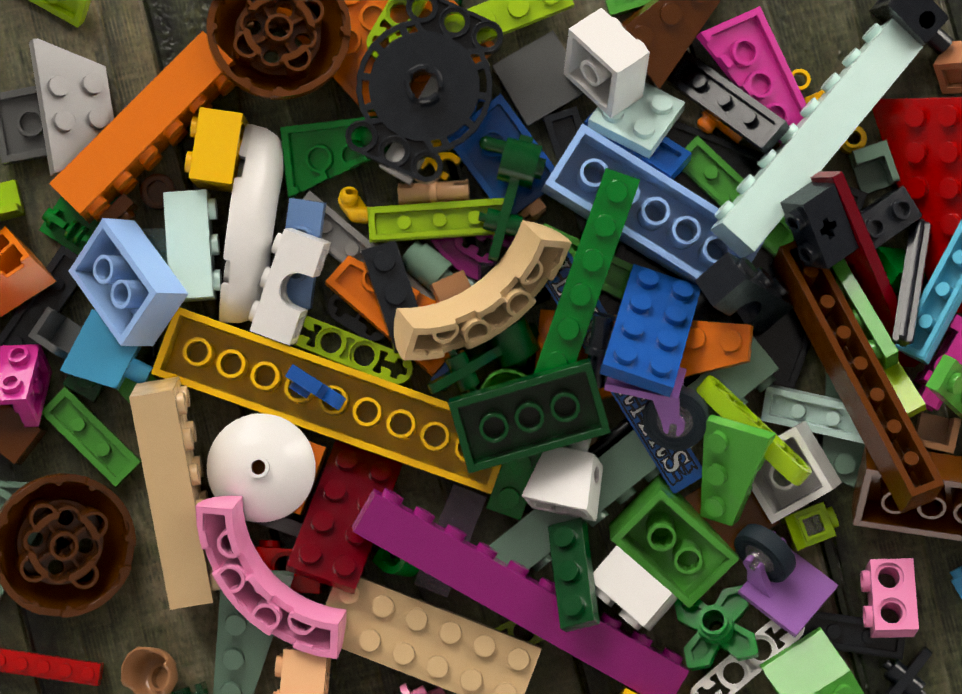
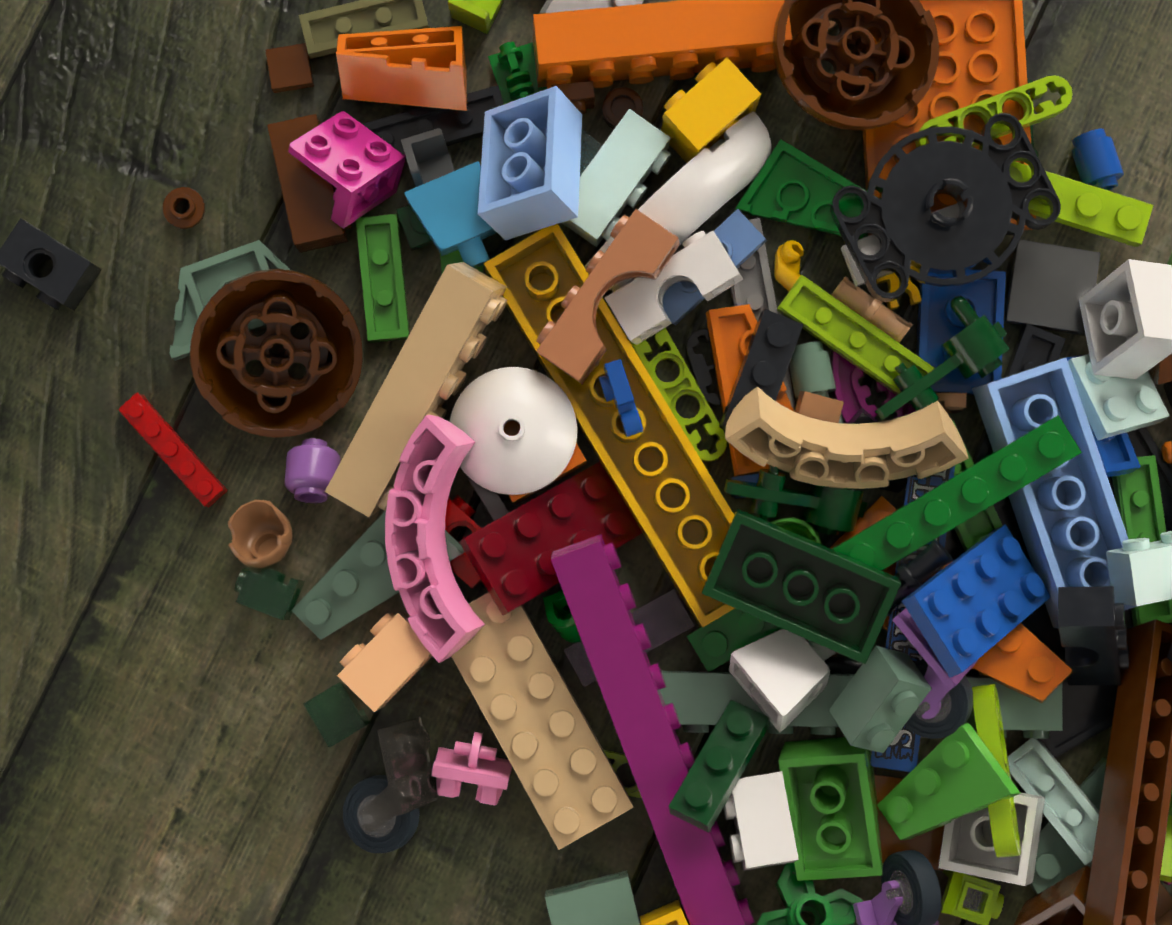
camera: 30 degrees right, 0 degrees up
(148, 603) = (310, 470): none -> medium lavender head
(244, 284) = (637, 250): none -> nougat arch
(640, 446) = (879, 699): none -> sand green brick

